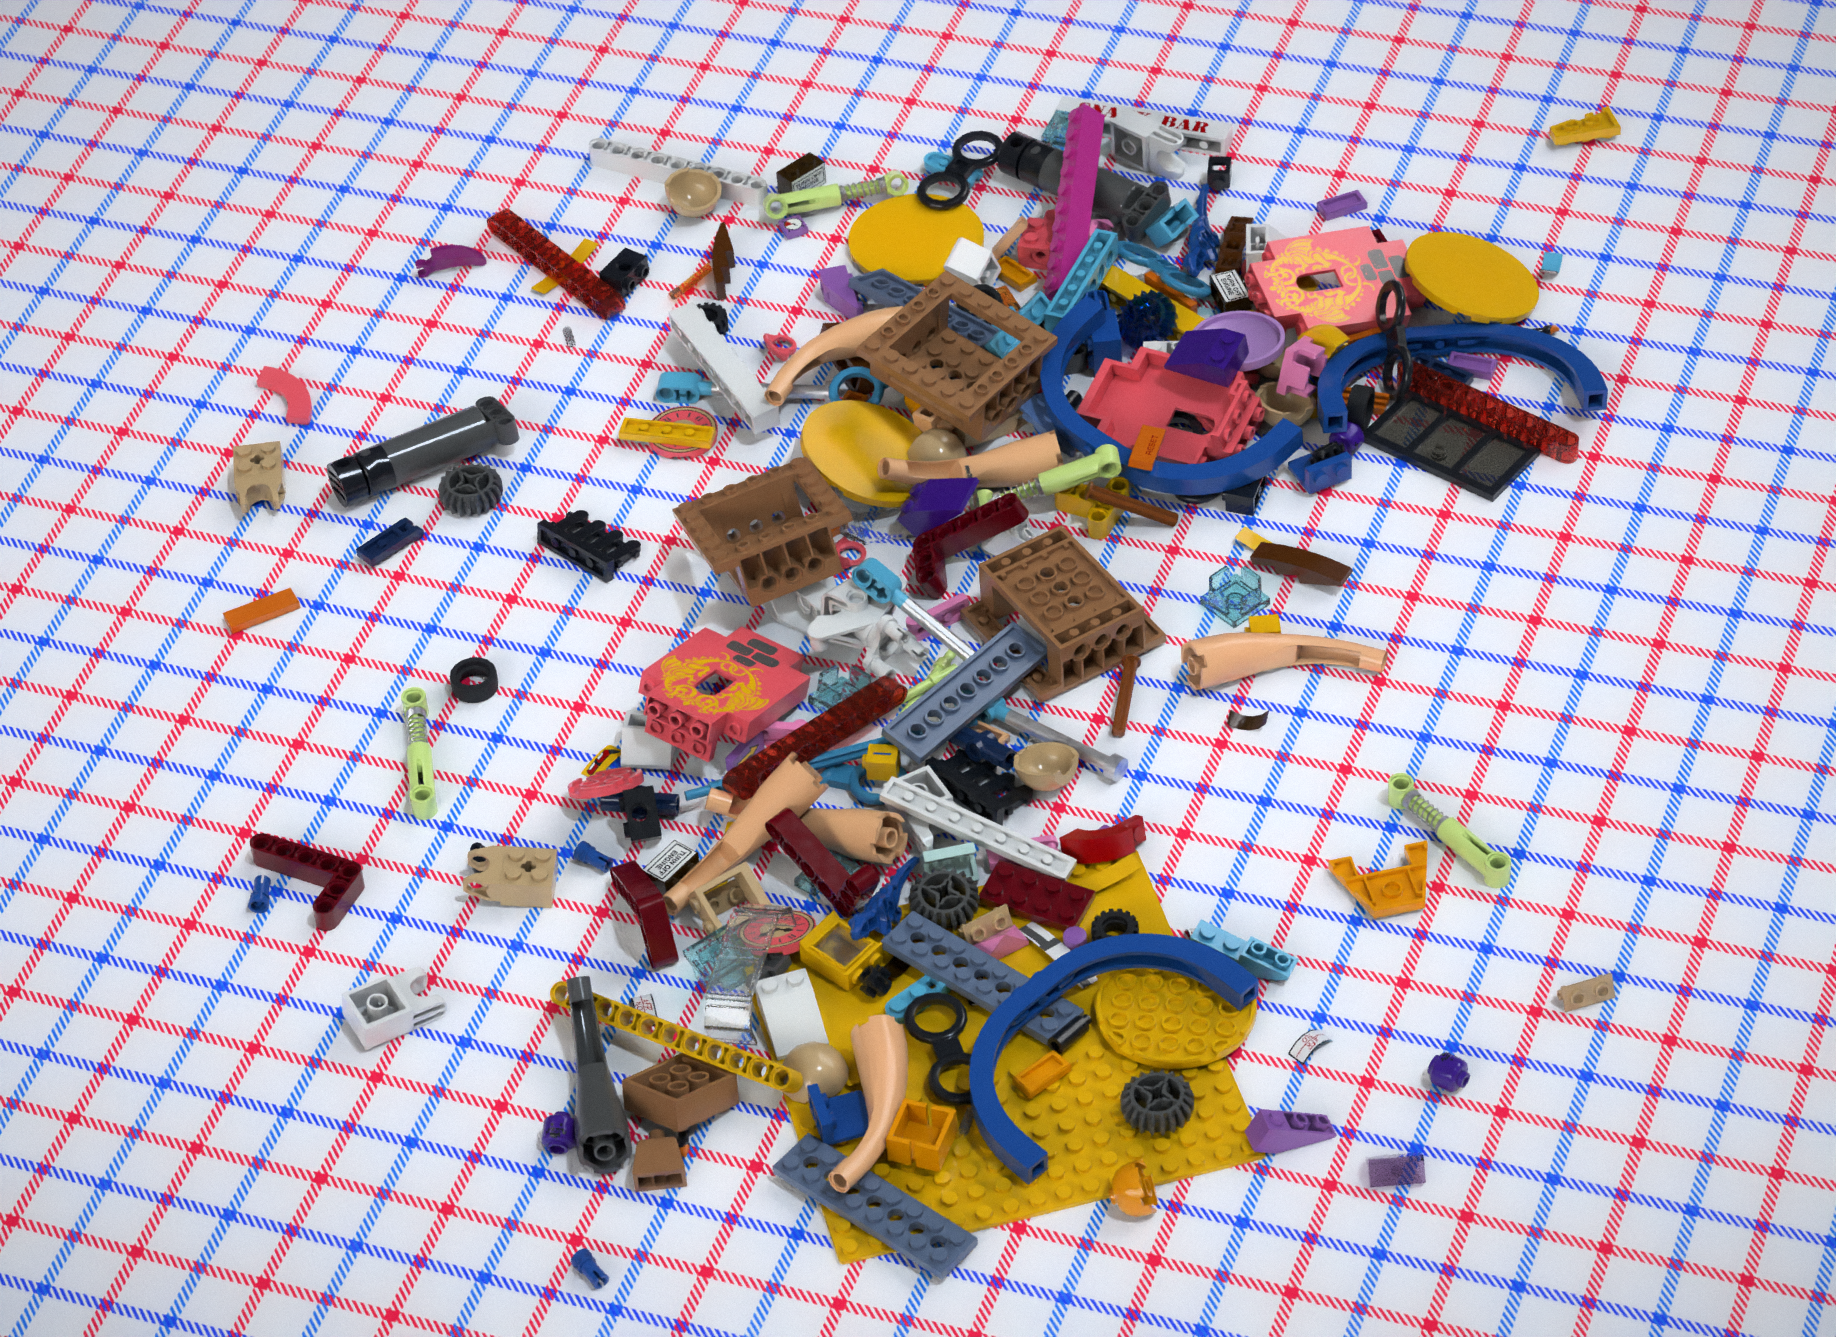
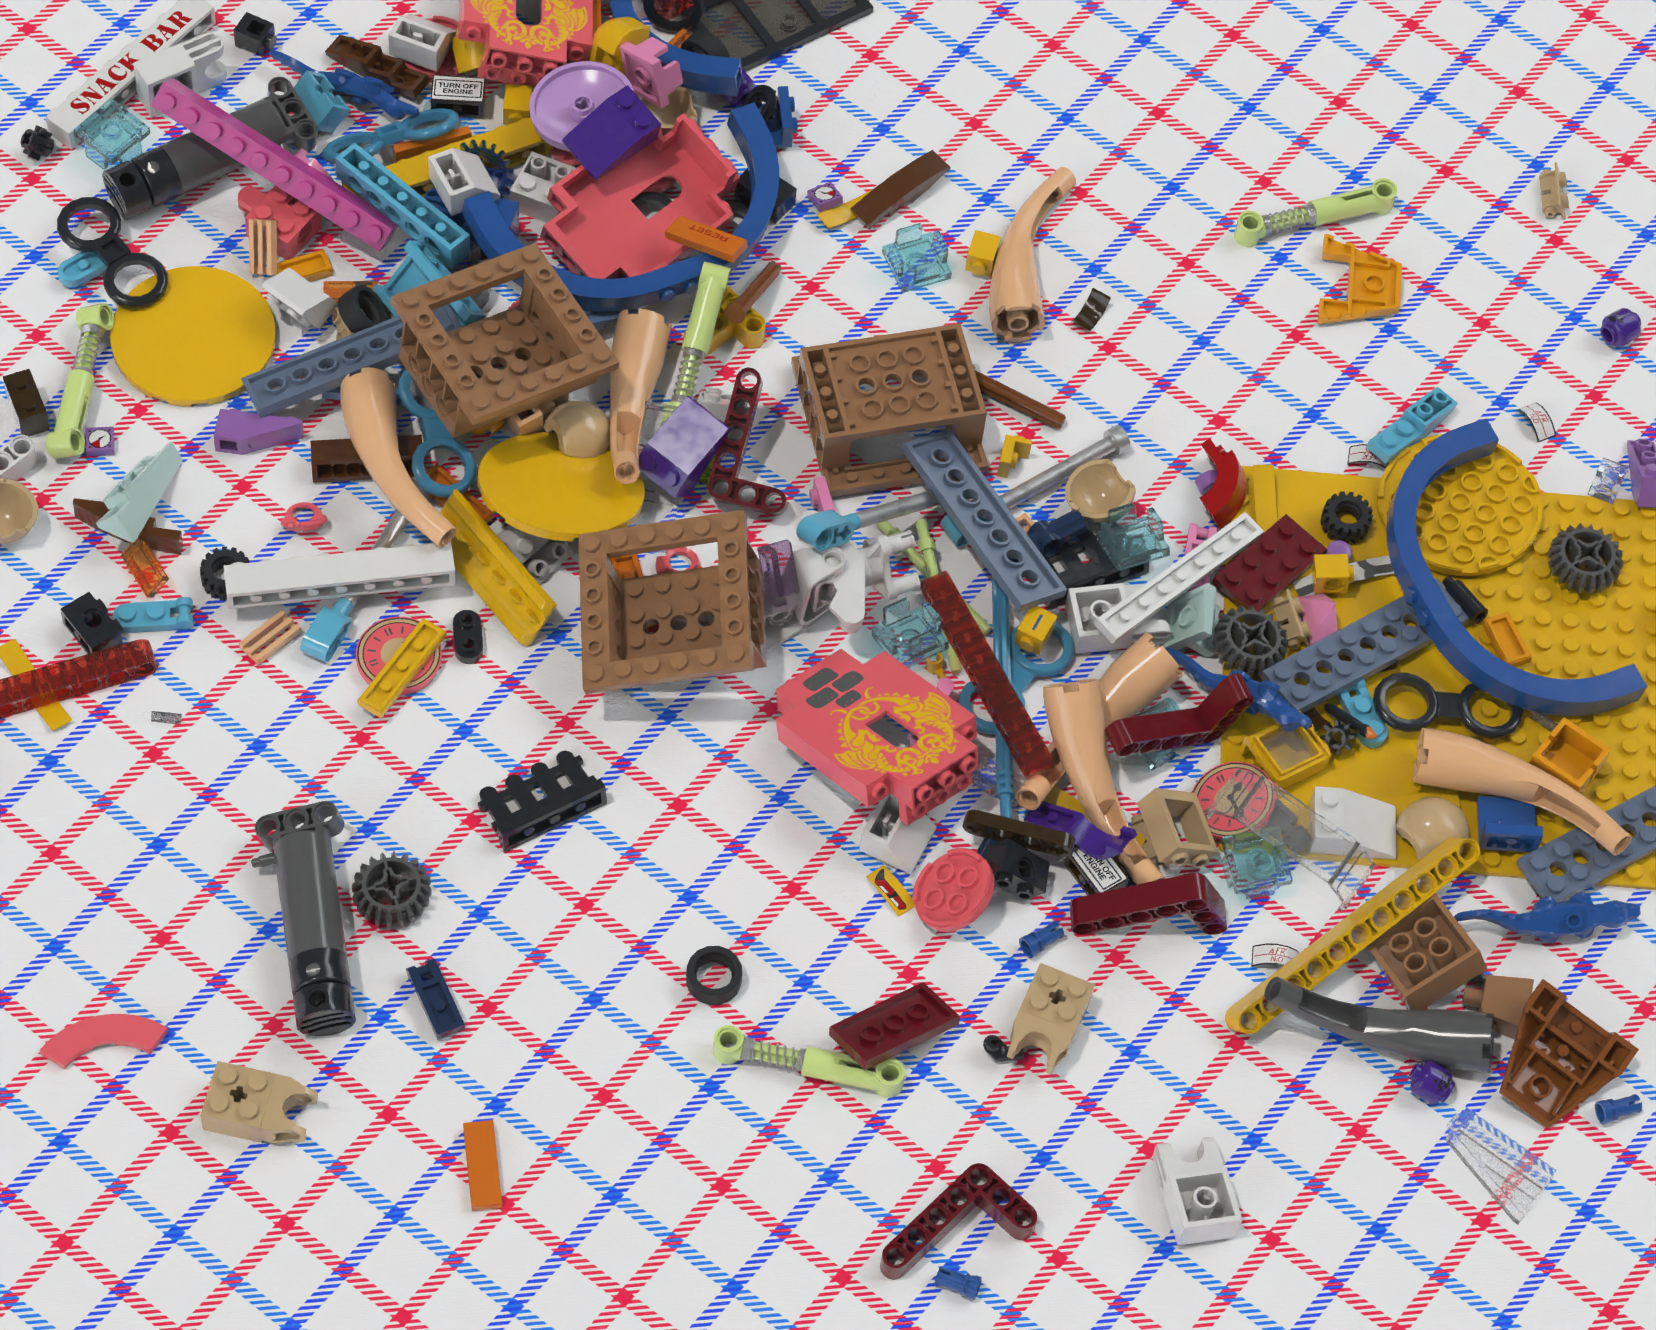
camera: 80 degrees left, 15 degrees up
(465, 784) = (894, 1025): none -> dark red plate
(497, 1199) = (1499, 1163): none -> clear slope
(621, 1206) = (1560, 1057): none -> dark orange wedge
(652, 301) = (155, 615): none -> medium azure plate
(666, 362) = (279, 620): none -> light nougat tile
(671, 801) = (1023, 833): none -> dark brown beam
(694, 838) = (1088, 837): none -> dark purple piece
(719, 462) = (467, 634): none -> black plate
(747, 251) = (139, 494): none -> light aqua wedge
(758, 1174) = (1556, 919): none -> blue animal
(783, 441) = (496, 572): none -> yellow plate
(833, 579) = (778, 572): none -> clear purple panel
(896, 987) = (1363, 729): none -> black piece
(1003, 794) = (1130, 539): none -> clear light blue panel
(1041, 104) = (37, 143): none -> black gear
(1042, 931) = (1332, 573): none -> yellow brick
(1061, 705) = (1013, 447): none -> yellow bracket
(1114, 290) = (458, 177): none -> white slope
(1250, 1102) = (1608, 480): none -> clear slope
(1267, 526) = (825, 196): none -> medium lavender tile

